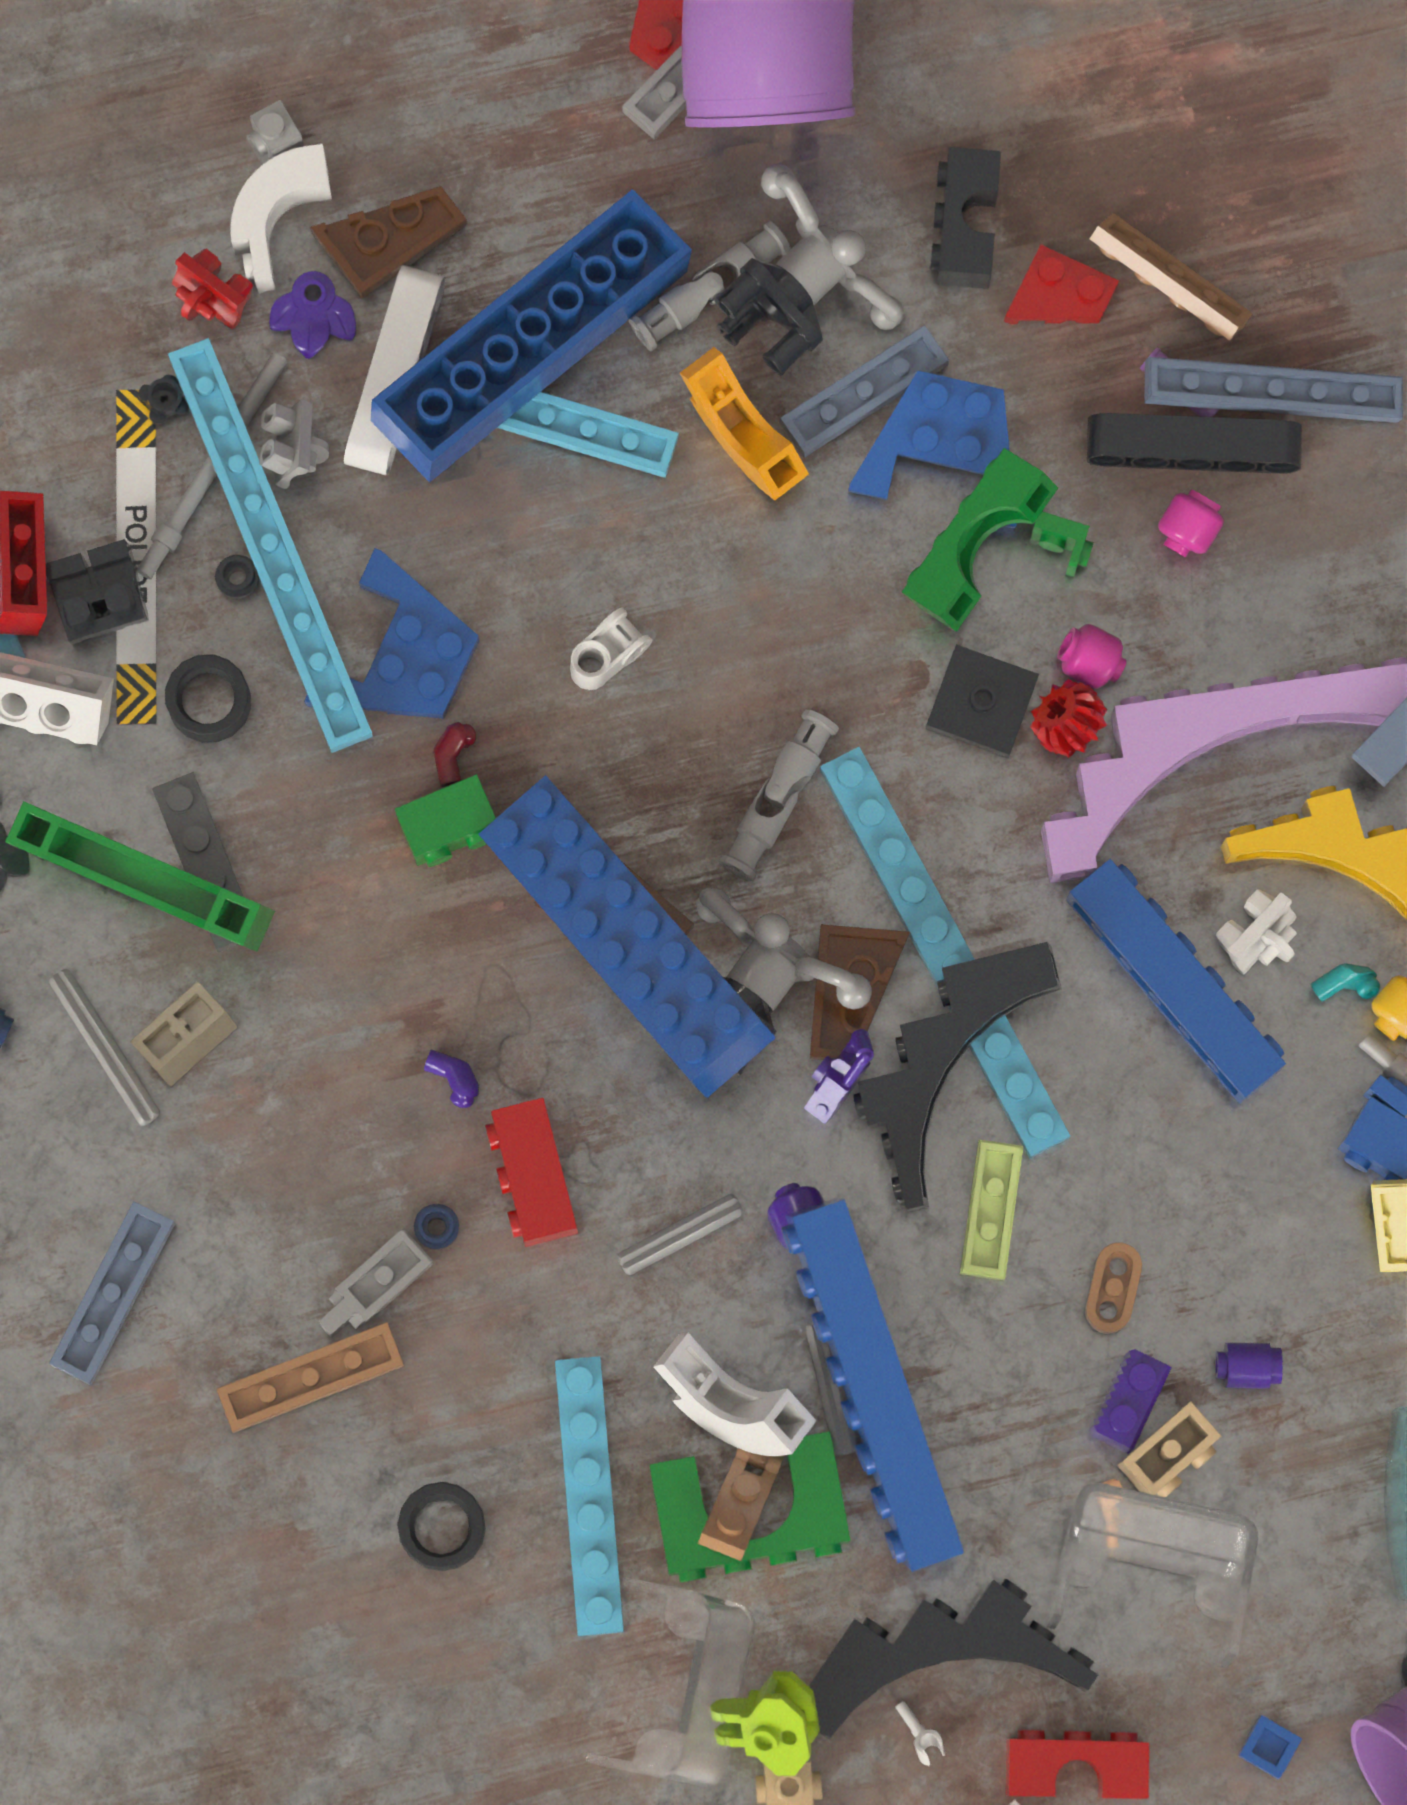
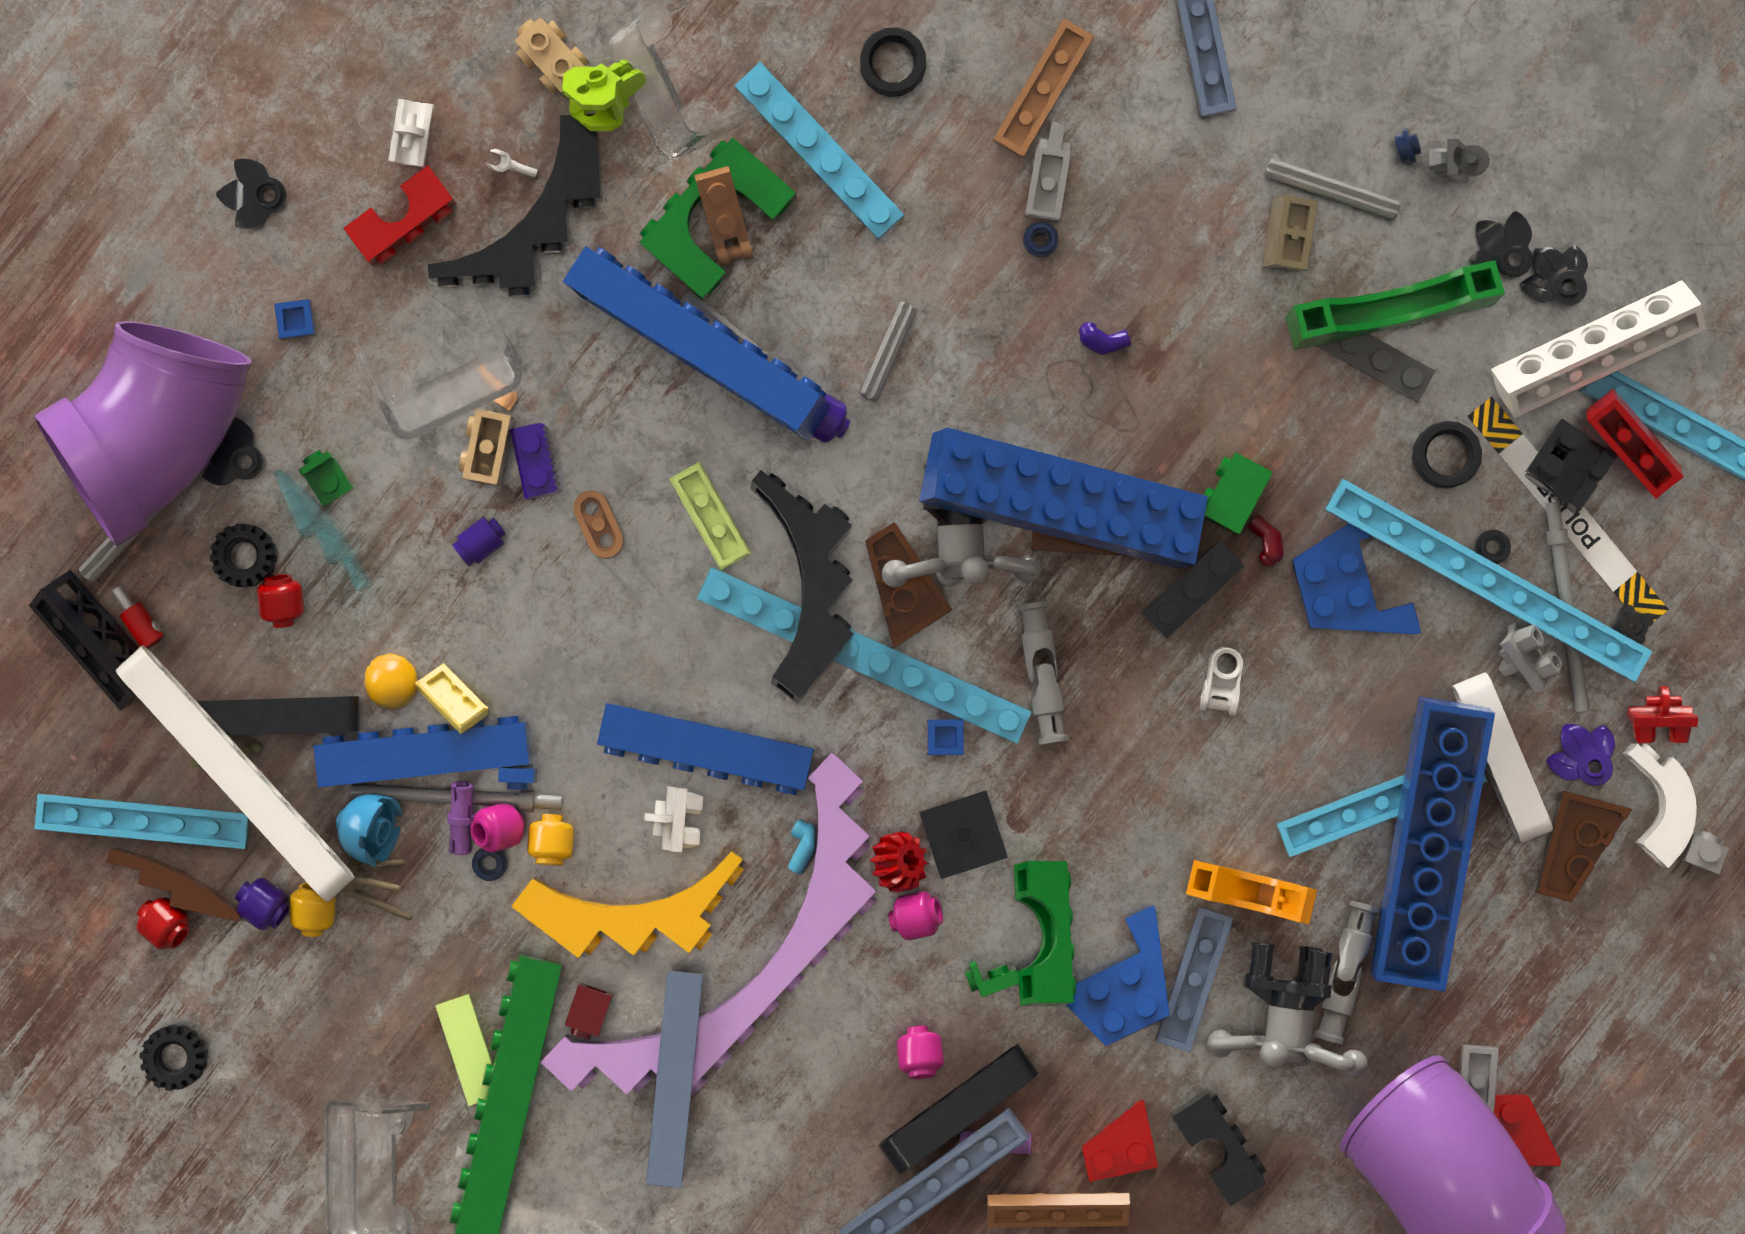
camera: 145 degrees right, 10 degrees up
(531, 1173) = (1008, 316): red brick -> none
(590, 755) = (1192, 590): none -> black arch
(737, 1414) = (775, 265): white arch -> none
(839, 1076) = (865, 521): dark purple piece -> none
(926, 805) = (945, 736): none -> blue panel
(1149, 806) = (806, 847): none -> medium azure arm
(1348, 977) = (602, 833): teal arm -> none
(1360, 1556) = (325, 477): none -> green bracket

